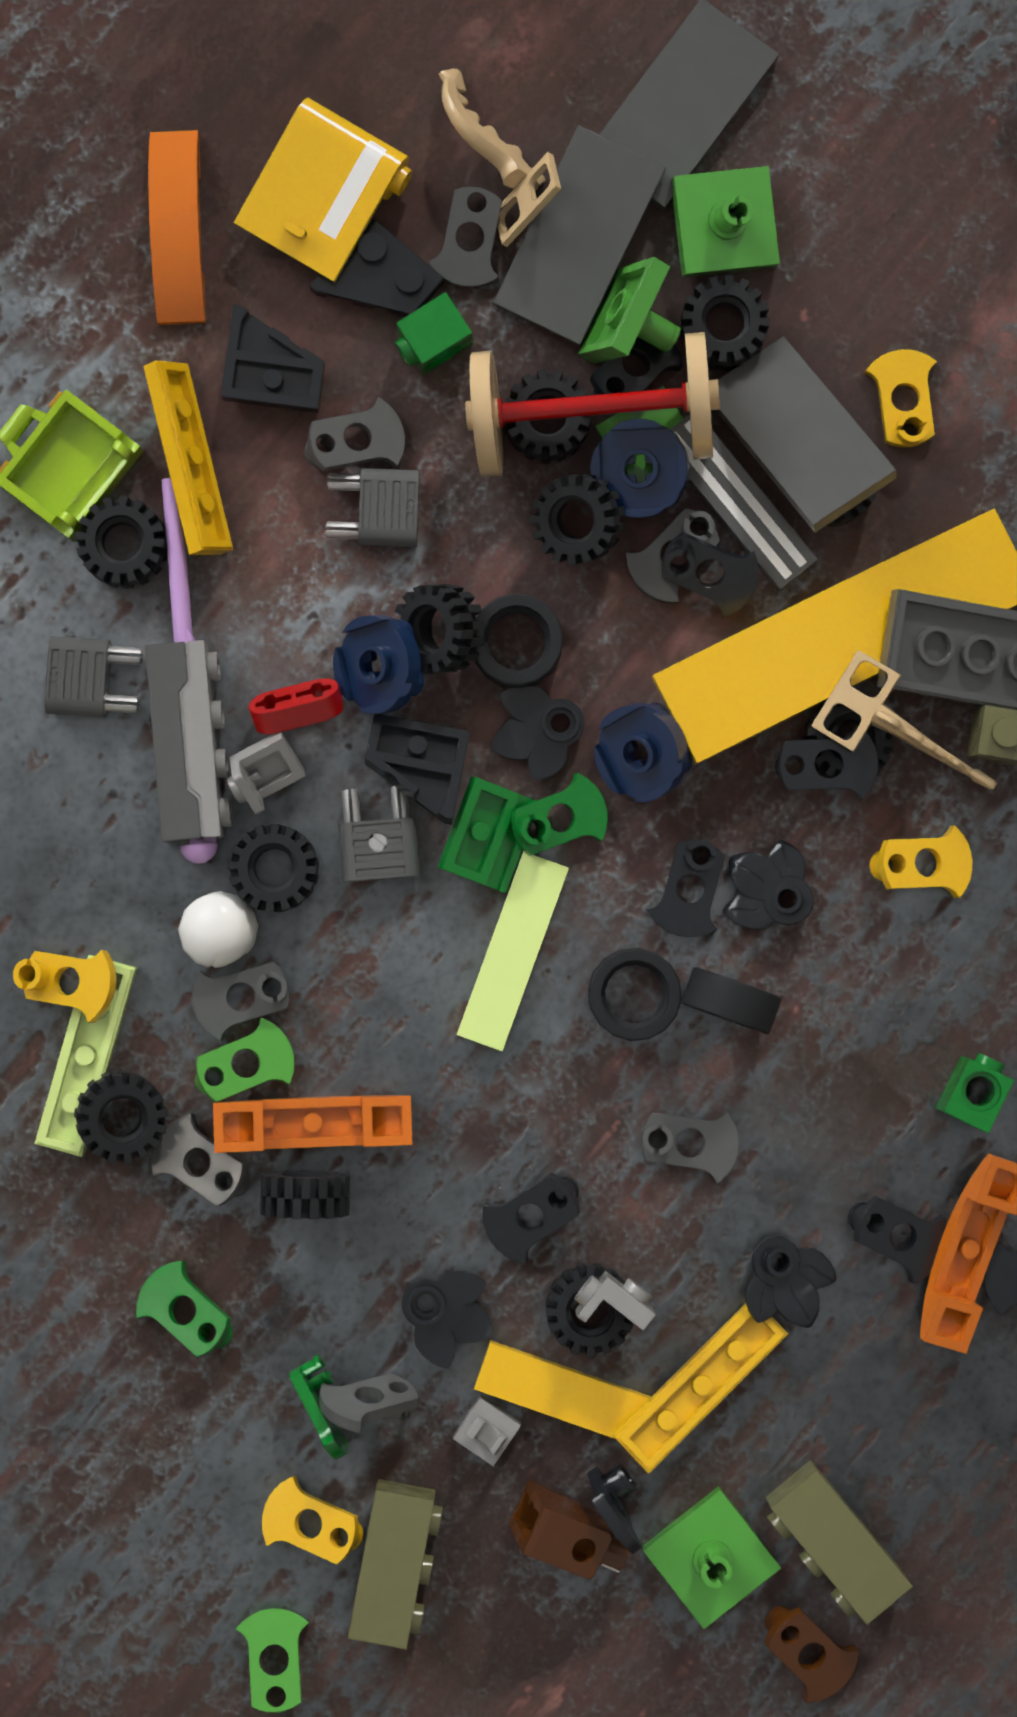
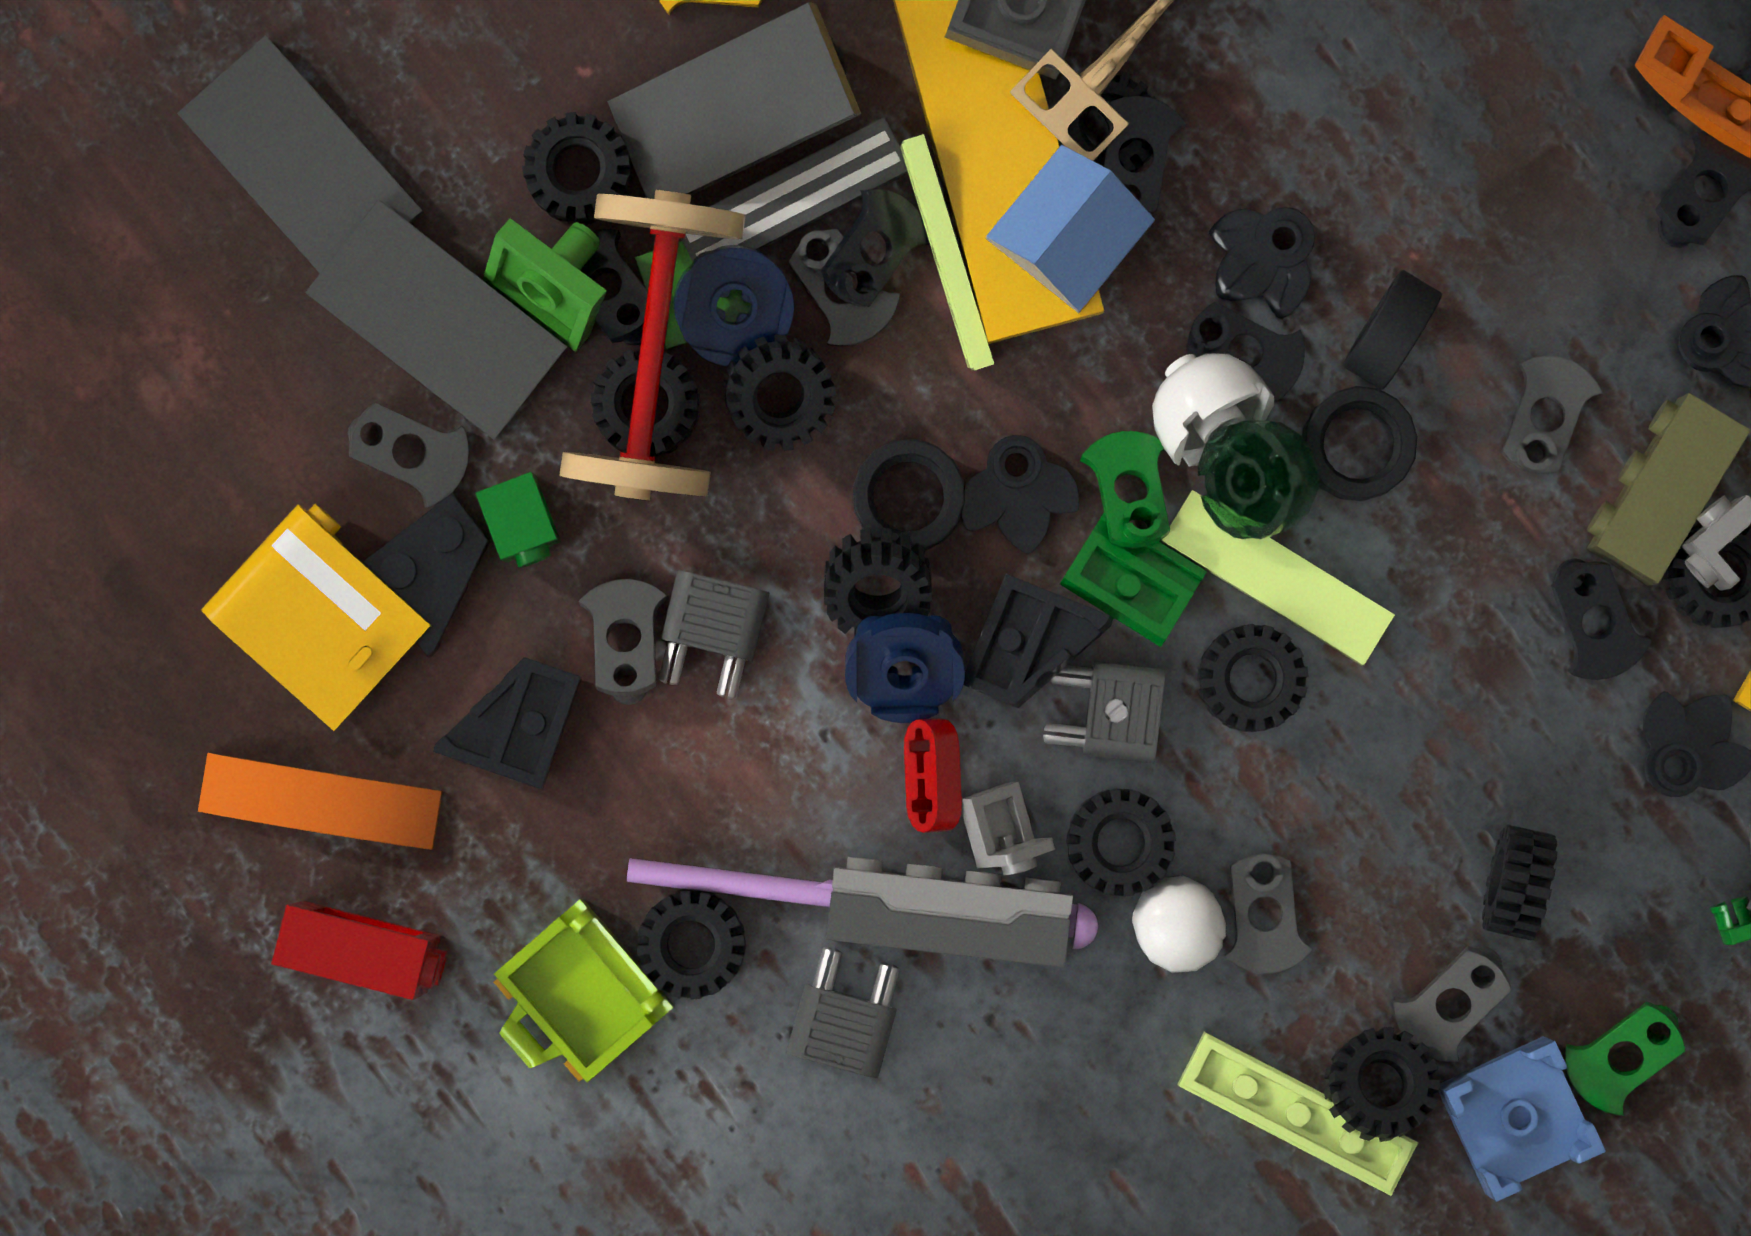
camera: 70 degrees left, 0 degrees up
(61, 274) = (359, 950): none -> red window
(95, 985) = (1213, 1081): yellow piece -> none
(117, 1233) = (1518, 1117): none -> medium blue panel
(188, 458) = (607, 843): yellow tile -> none
(273, 1055) = (1341, 889): bright green piece -> none
(312, 1122) = (1434, 856): orange slope -> none
(405, 968) = (1288, 670): none -> black tyre
(503, 156) = (321, 390): tan piece -> none
(588, 916) = (1258, 478): none -> clear green cylinder
(639, 864) = (1202, 398): none -> white cylinder
(650, 1250) = (1666, 488): none -> olive brick
(665, 746) = (1067, 345): dark blue plate -> none
(720, 627) = (946, 252): none -> yellowish green tile
(725, 221) = (455, 142): bright green tile -> none
(758, 722) = (1071, 226): none -> medium blue slope
(951, 856) = (1280, 34): yellow piece -> none
(954, 1098) = (1583, 60): green brick -> none

